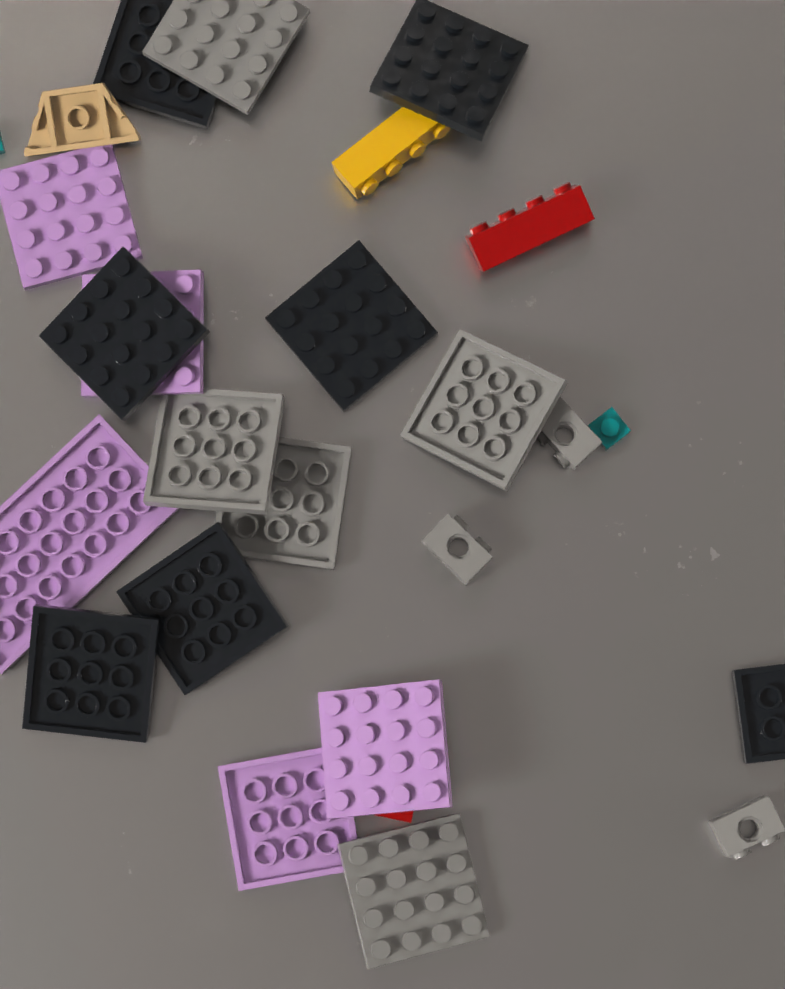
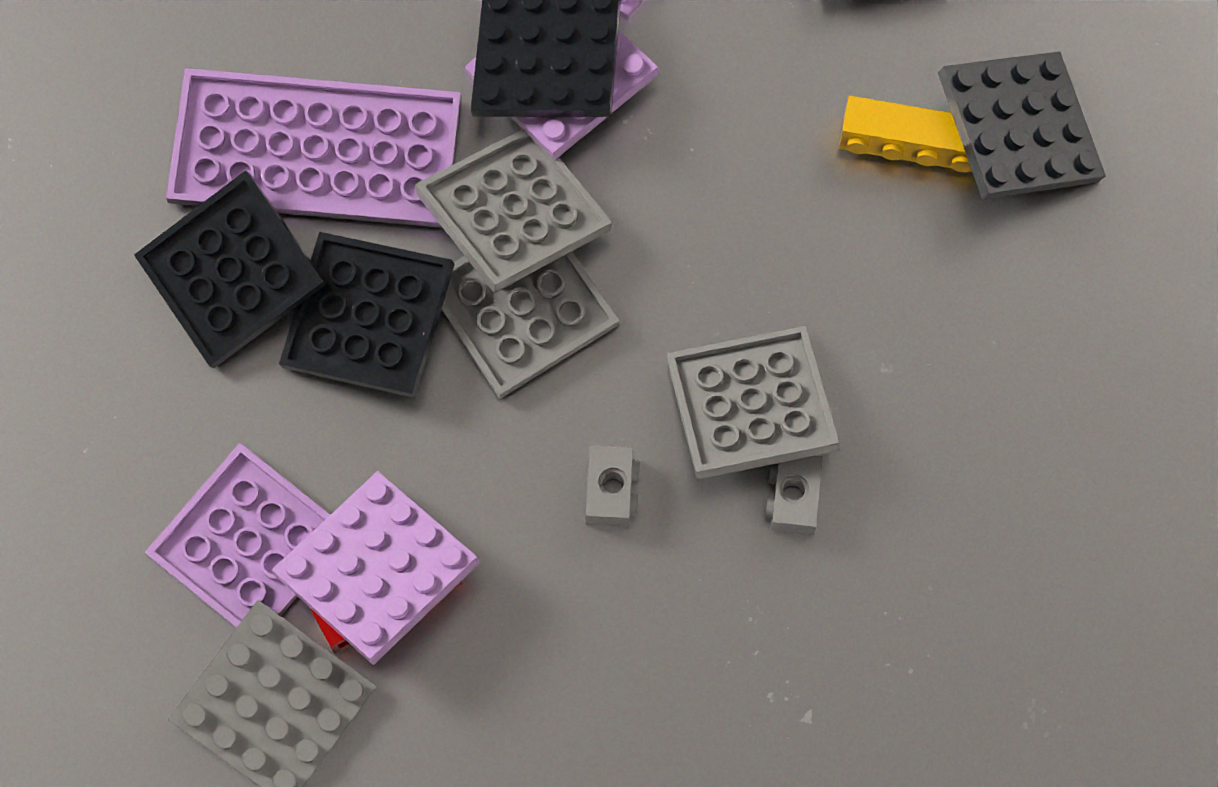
camera: 45 degrees right, 10 degrees down
(351, 326) = (725, 236): black plate -> none
(529, 227) = (948, 307): red brick -> none
(609, 428) = (835, 528): teal plate -> none

